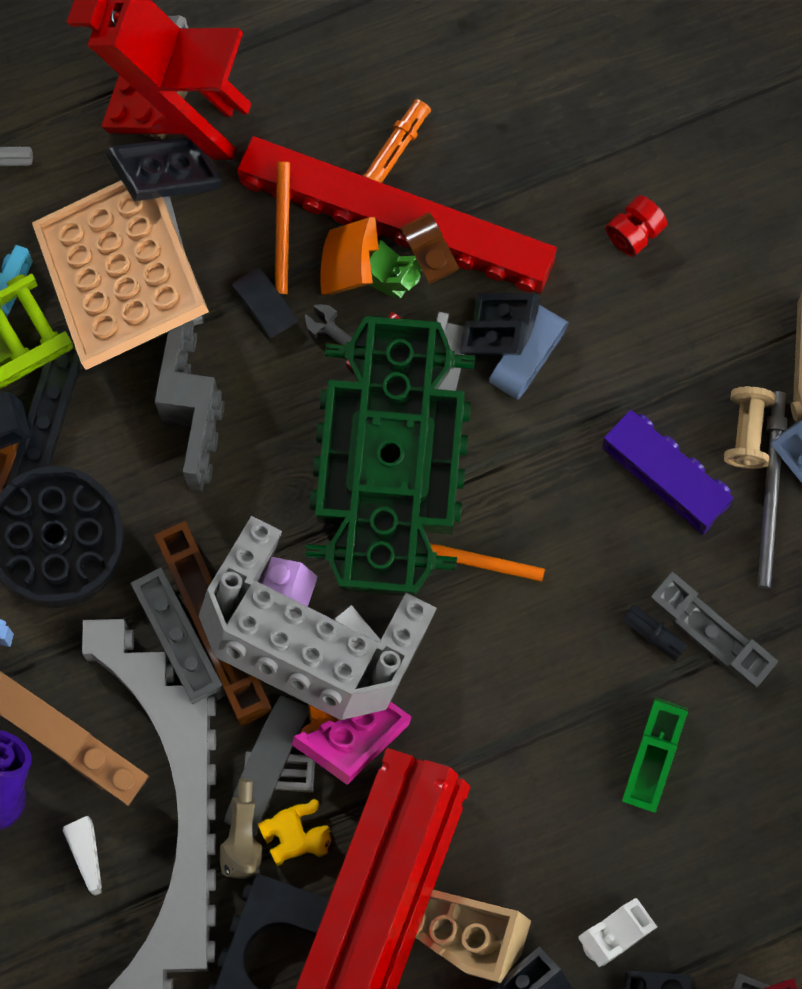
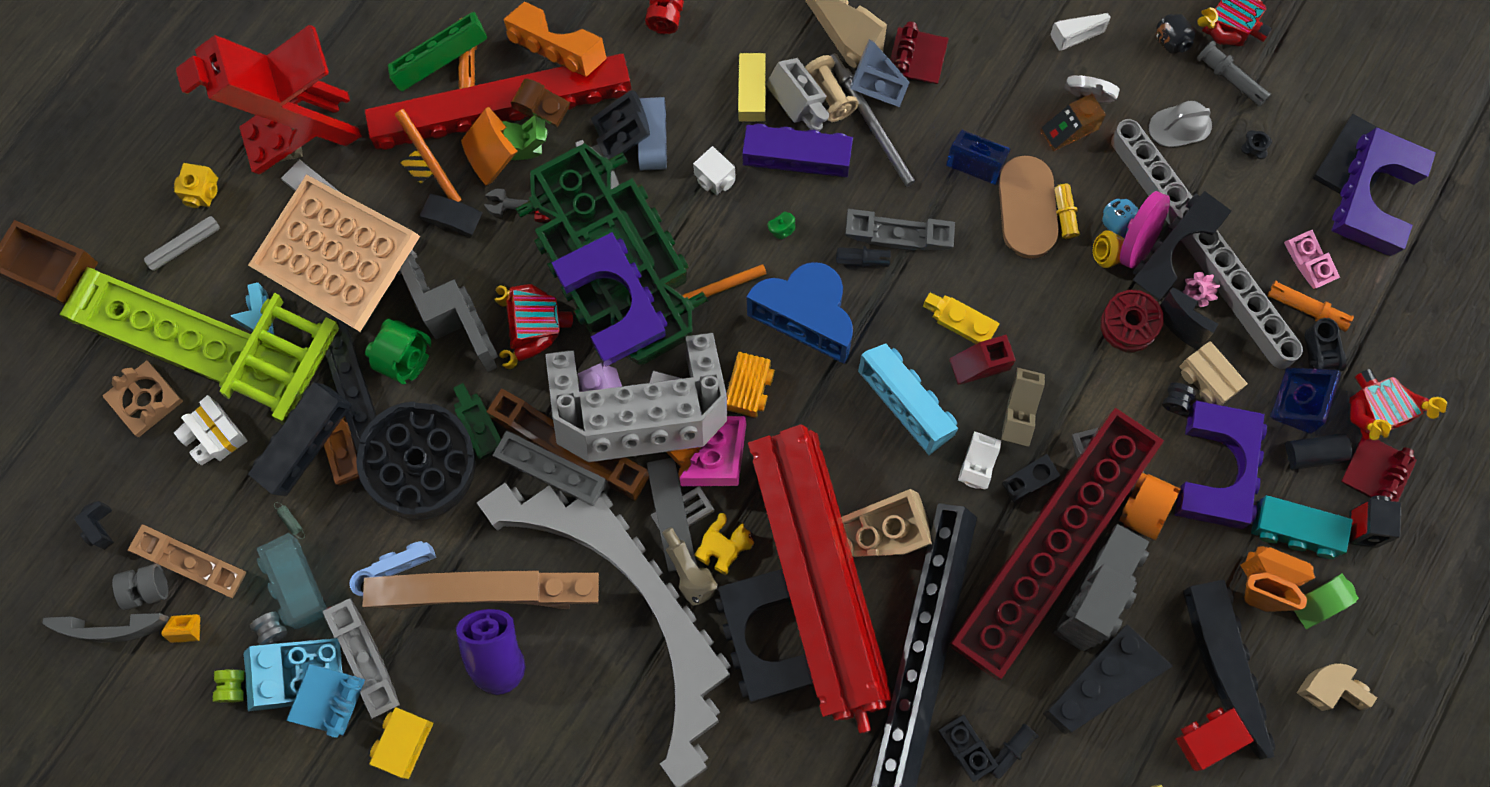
camera: 35 degrees left, 0 degrees up
(36, 106) = (196, 185): none -> yellow brick
(82, 843) = (584, 653): white slope -> none
(114, 412) = (398, 351): none -> green brick
(140, 544) = (477, 422): none -> dark green hinge
(163, 168) = (317, 168): black tile -> none
(266, 228) = (416, 166): none -> sticker
(266, 470) = (531, 320): none -> red torso
(367, 550) = (607, 260): none -> dark purple arch
(369, 119) = (437, 51): none -> green slope
(438, 686) = (748, 384): none -> light orange brick
(507, 214) = (577, 50): none -> orange arch
(553, 647) = (805, 309): none -> blue brick
(563, 436) = (714, 171): none -> white brick
(591, 813) = (907, 398): none -> medium azure slope
(594, 541) = (782, 225): none -> green piece
(655, 754) = (920, 333): green slope -> none
(669, 370) = (751, 87): none -> light yellow slope
(698, 829) = (983, 360): none -> dark red slope
(706, 908) = (1022, 406): none -> dark tan brick
(710, 411) = (798, 93): none -> light grey brick
(712, 771) = (961, 318): none -> yellow hinge

